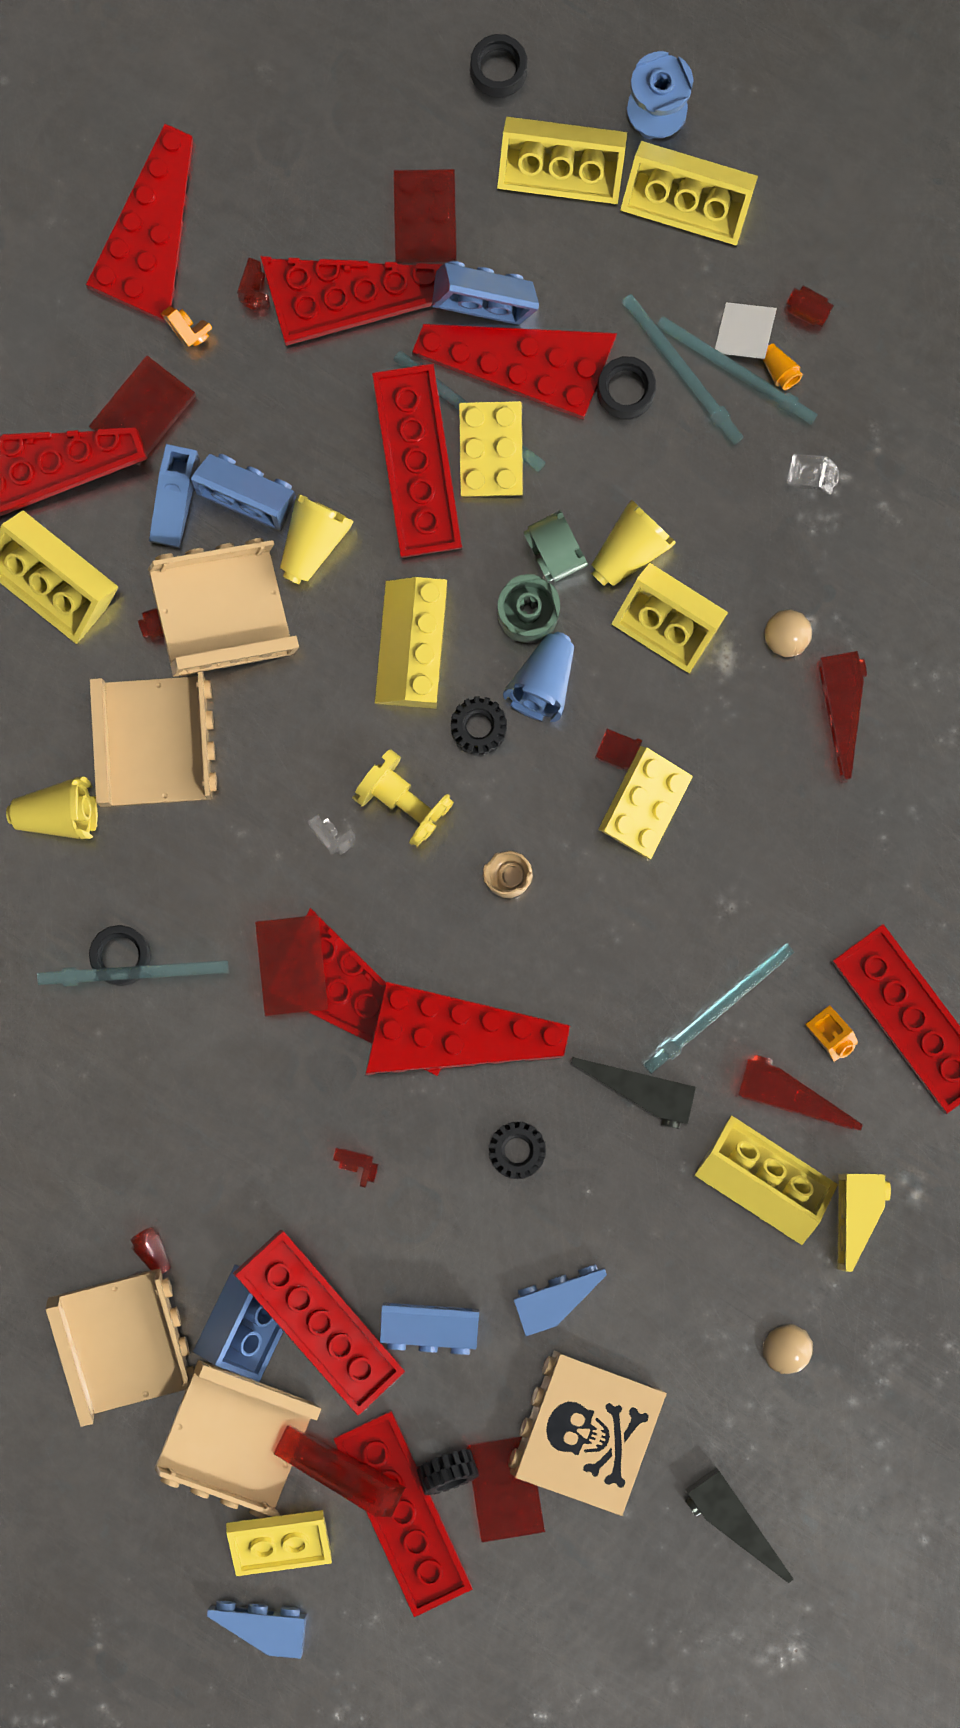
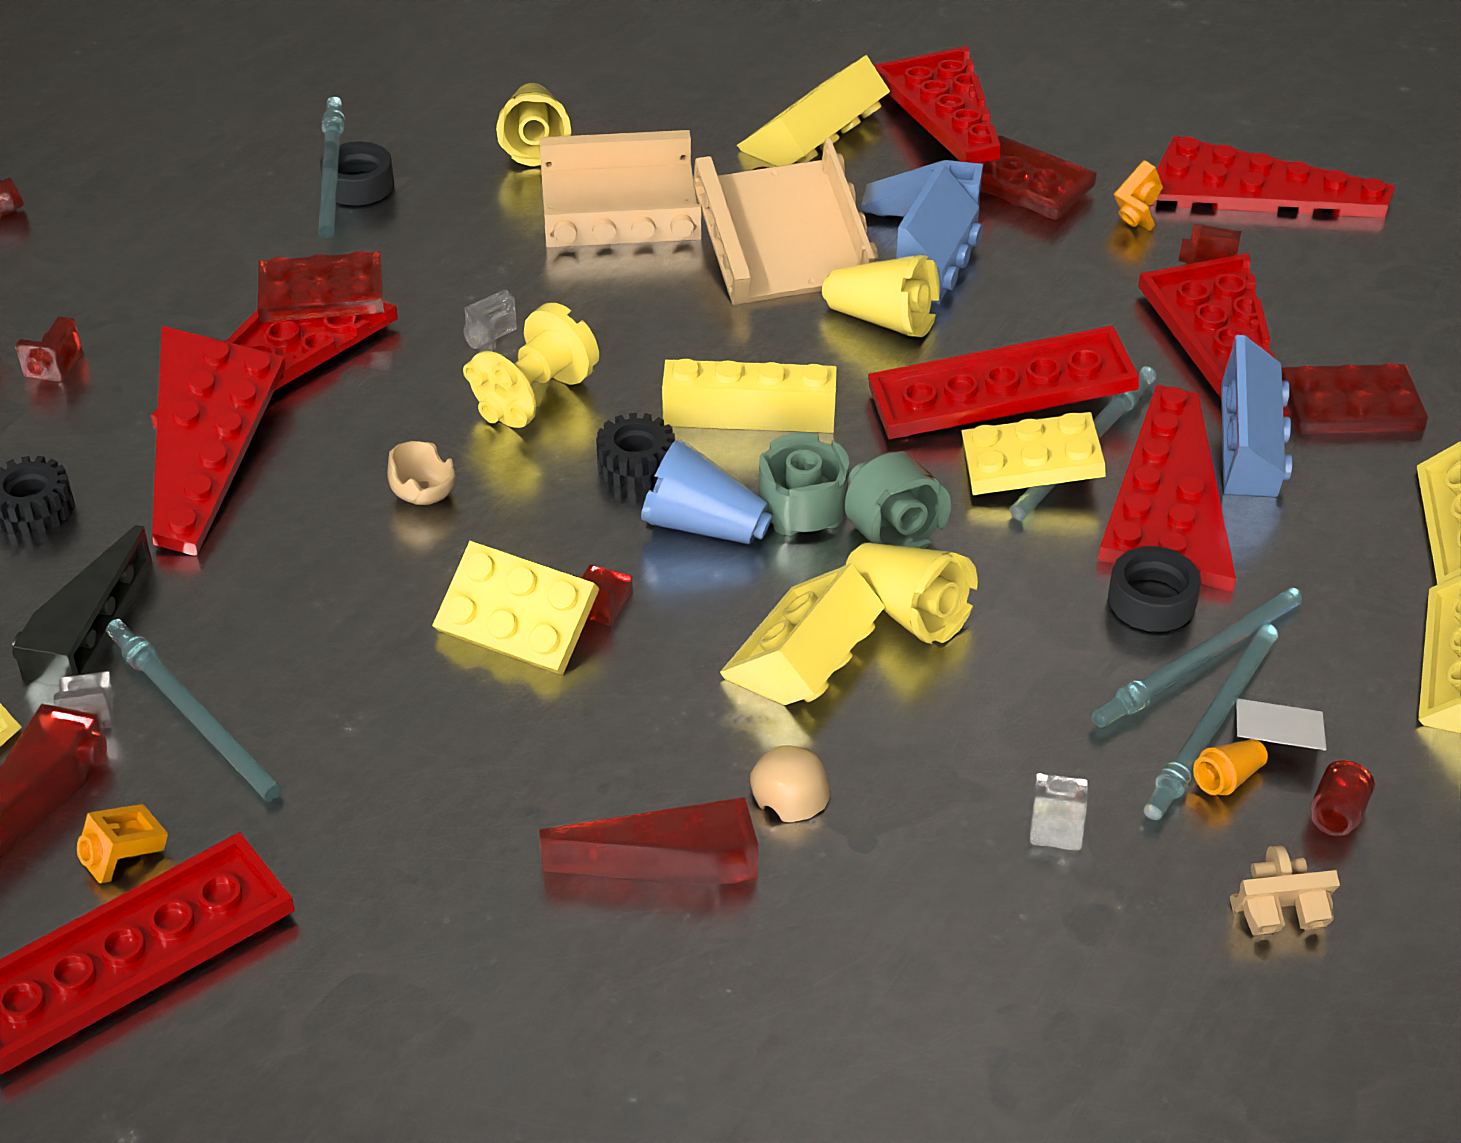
camera: 90 degrees right, 40 degrees down
(714, 1076) = (88, 694): none -> clear bracket
(878, 354) = (1281, 884): none -> tan hips

